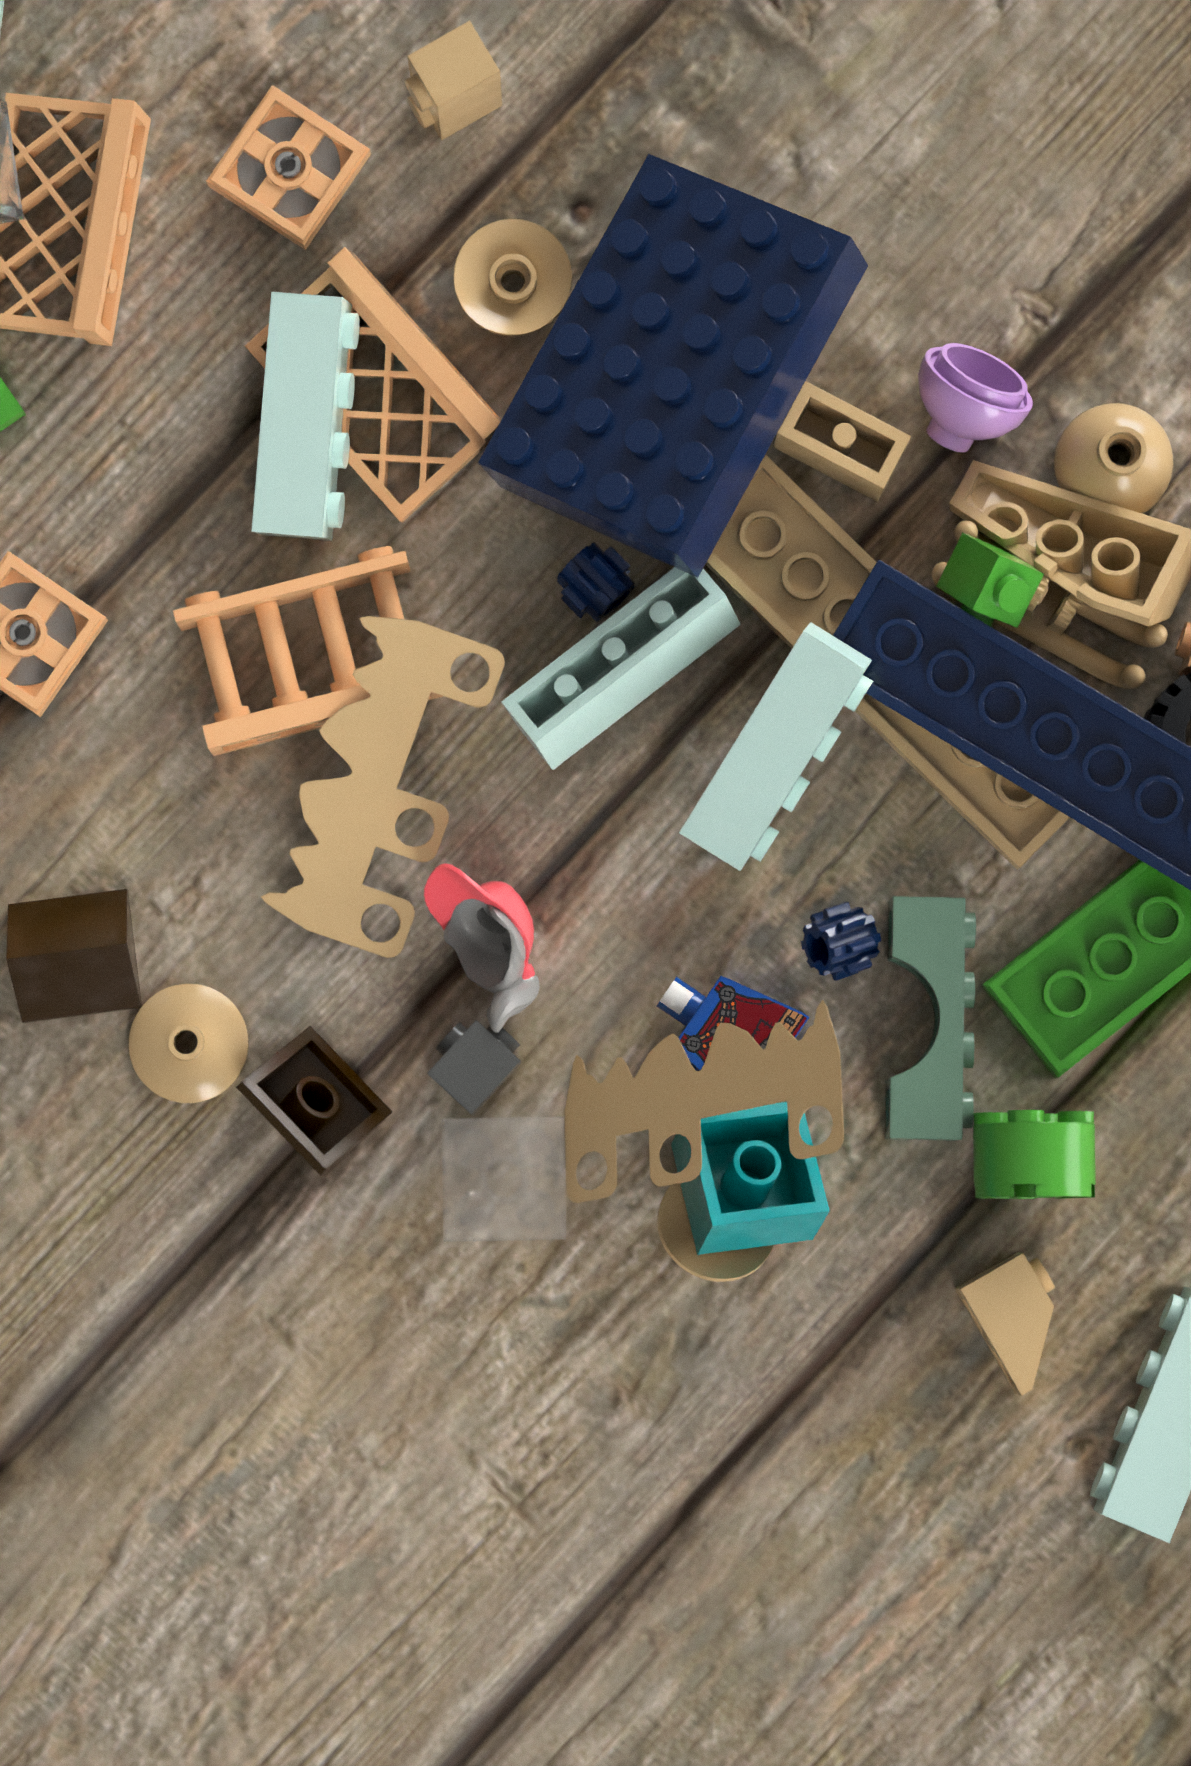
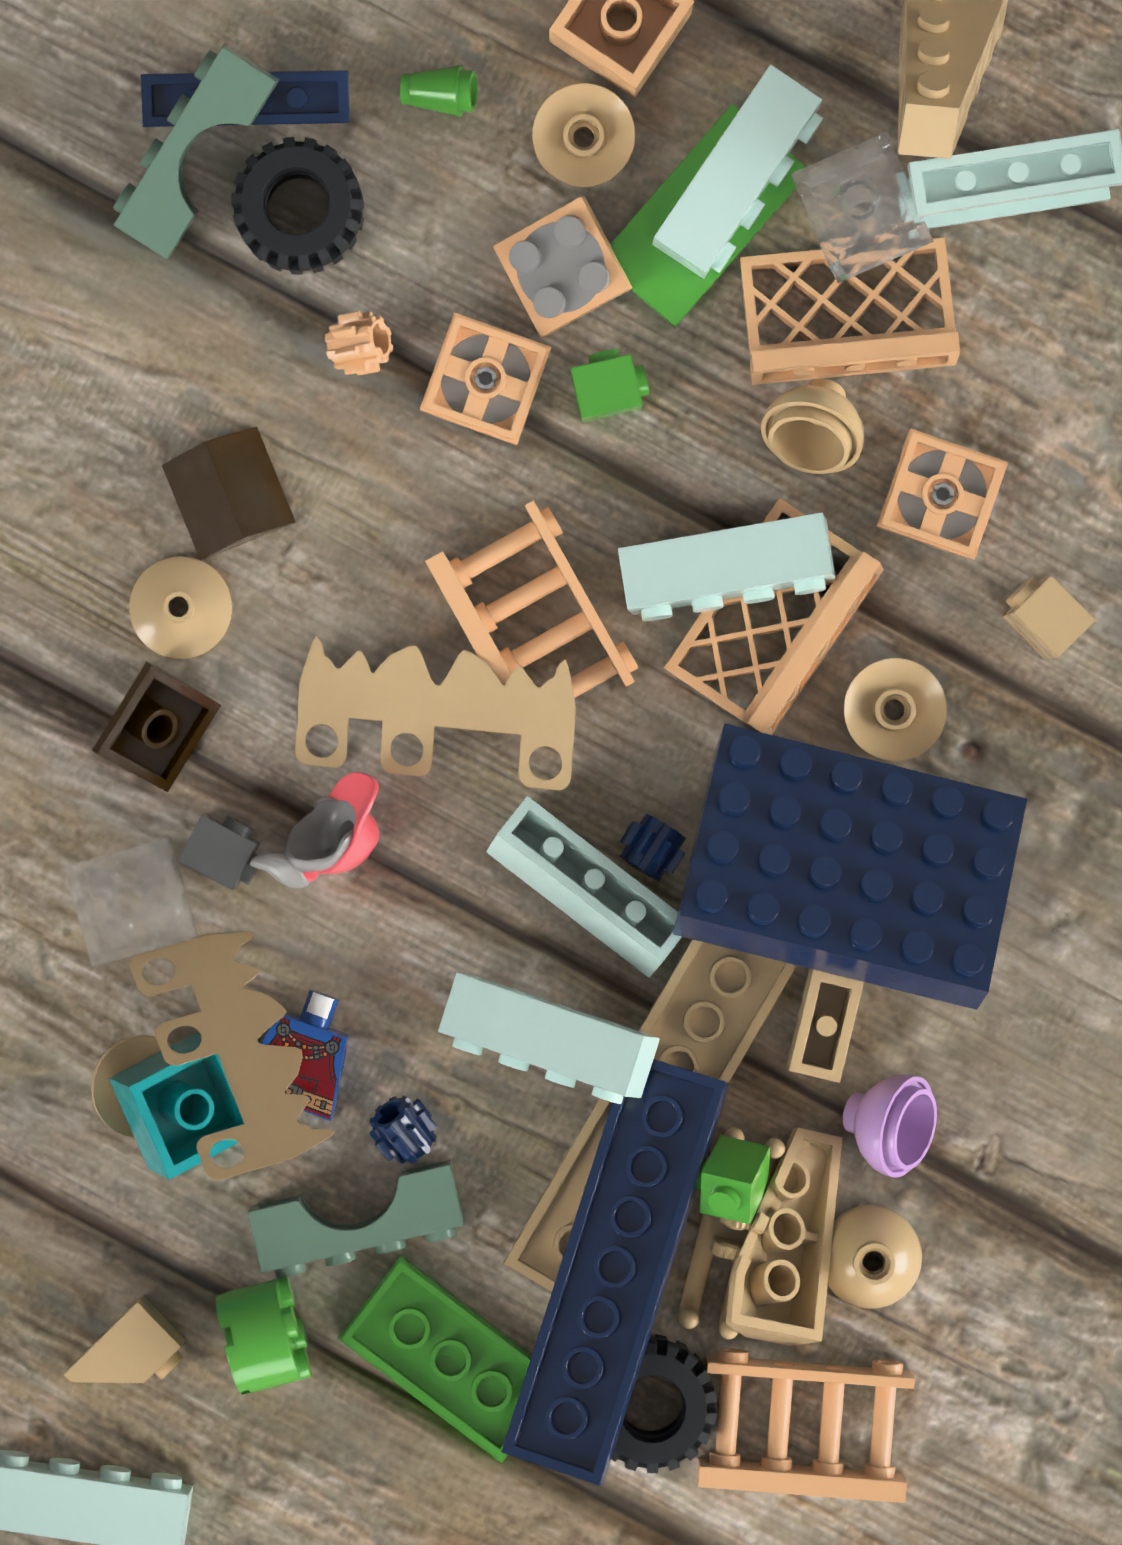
camera: 75 degrees right, 5 degrees up
(69, 499) = (608, 385): none -> bright green brick
(178, 283) = (814, 428): none -> tan piece

